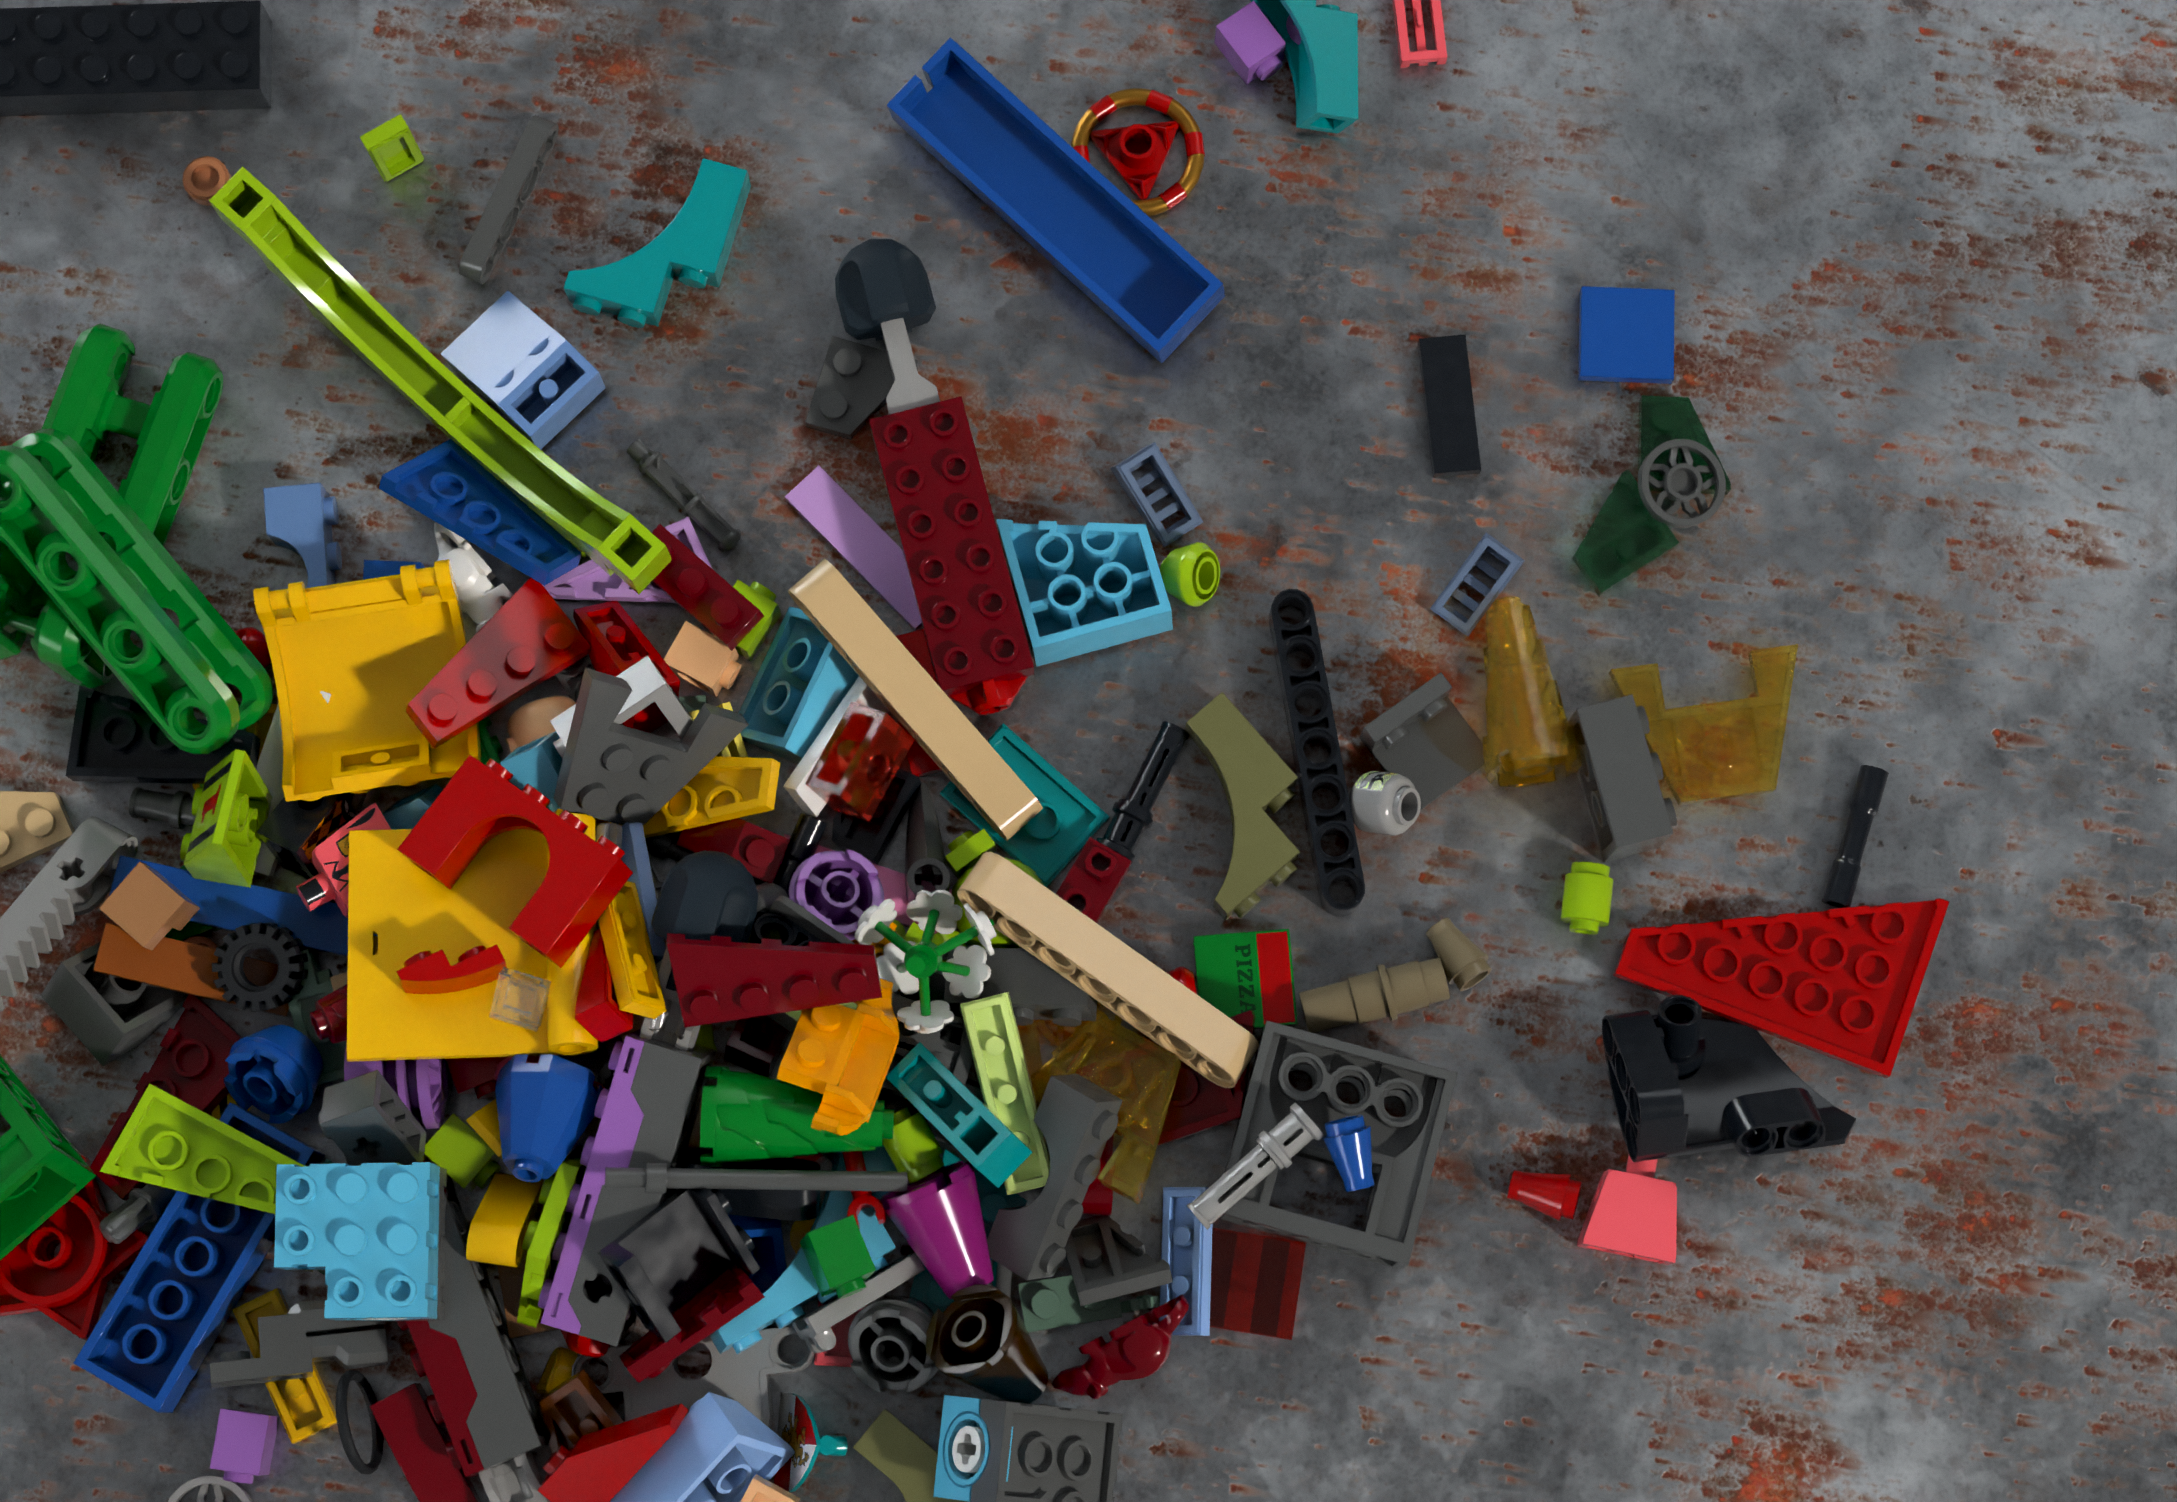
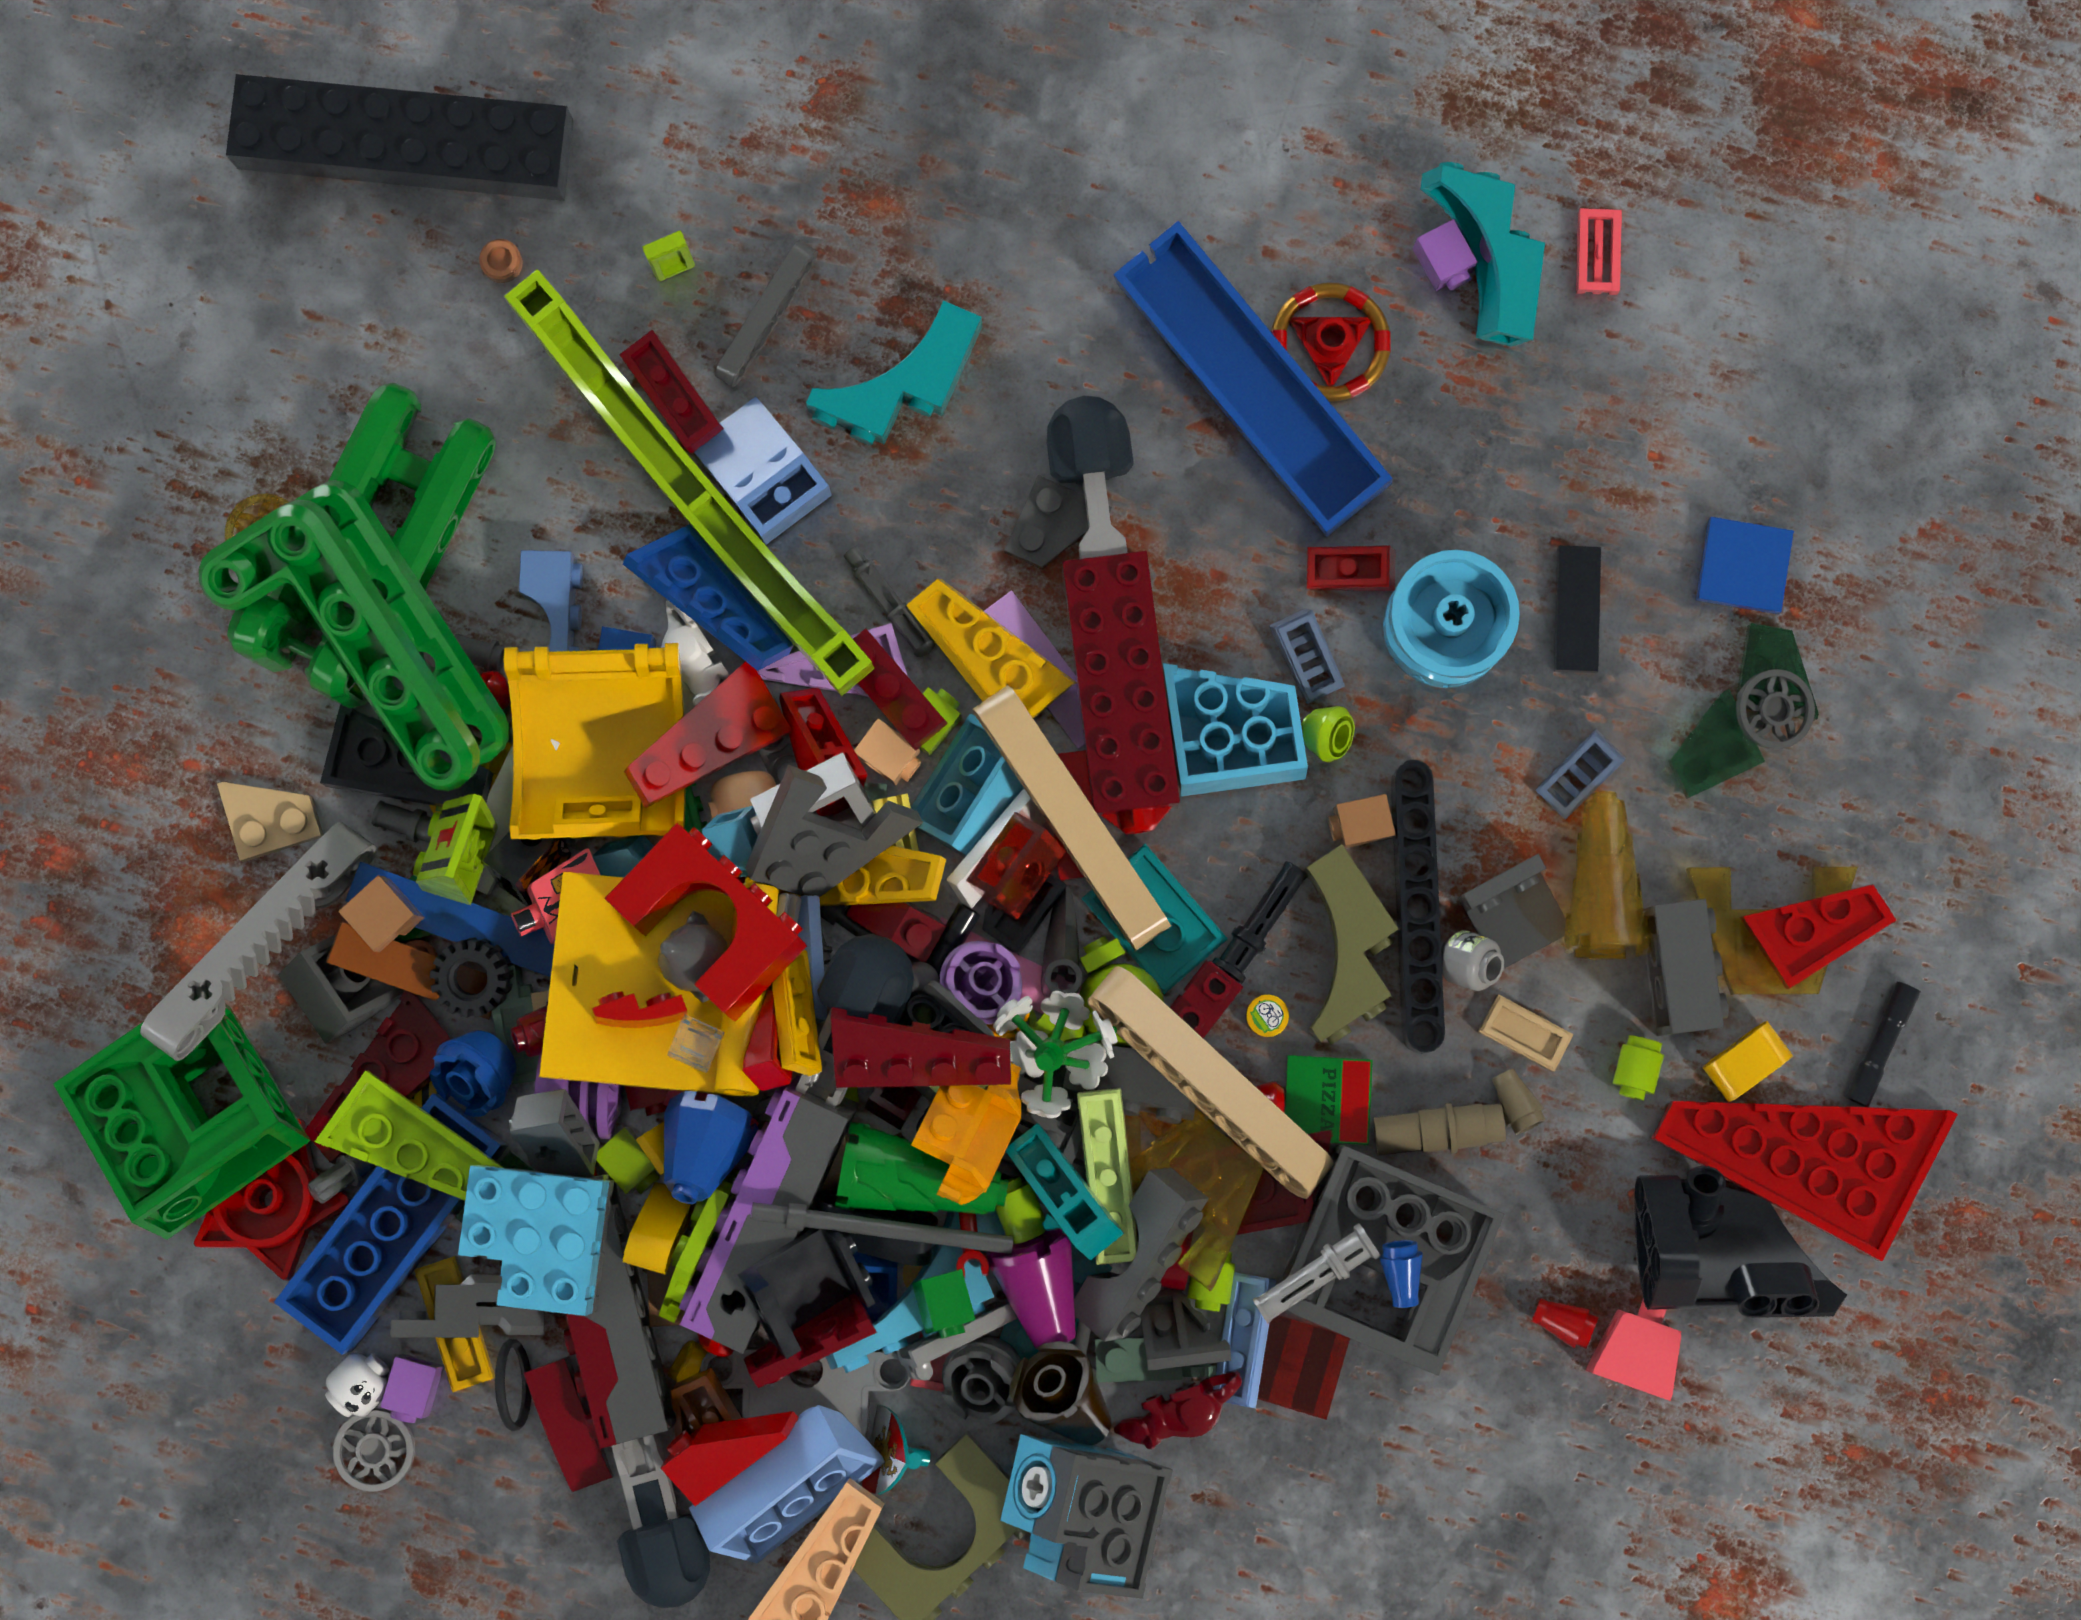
camera: 10 degrees right, 5 degrees up
(180, 1448) = (357, 1384): none -> white head
(235, 609) = (483, 653): none -> dark grey pin
(413, 296) = (671, 391): none -> dark red plate
(498, 899) = (690, 953): none -> dark grey hat
(796, 531) = (986, 650): none -> yellow wing
(1151, 1209) = (1219, 1294): none -> lime brick
(1164, 896) = (1267, 1015): none -> tile
(1194, 393) = (1351, 568): none -> red slope
(1242, 666) = (1362, 821): none -> medium nougat brick
(1309, 430) = (1483, 611): none -> medium azure piece
(1456, 877) = (1525, 1033): none -> tan tile
(1707, 874) = (1747, 1061): none -> yellow beam
(1761, 720) = (1817, 931): none -> red wing

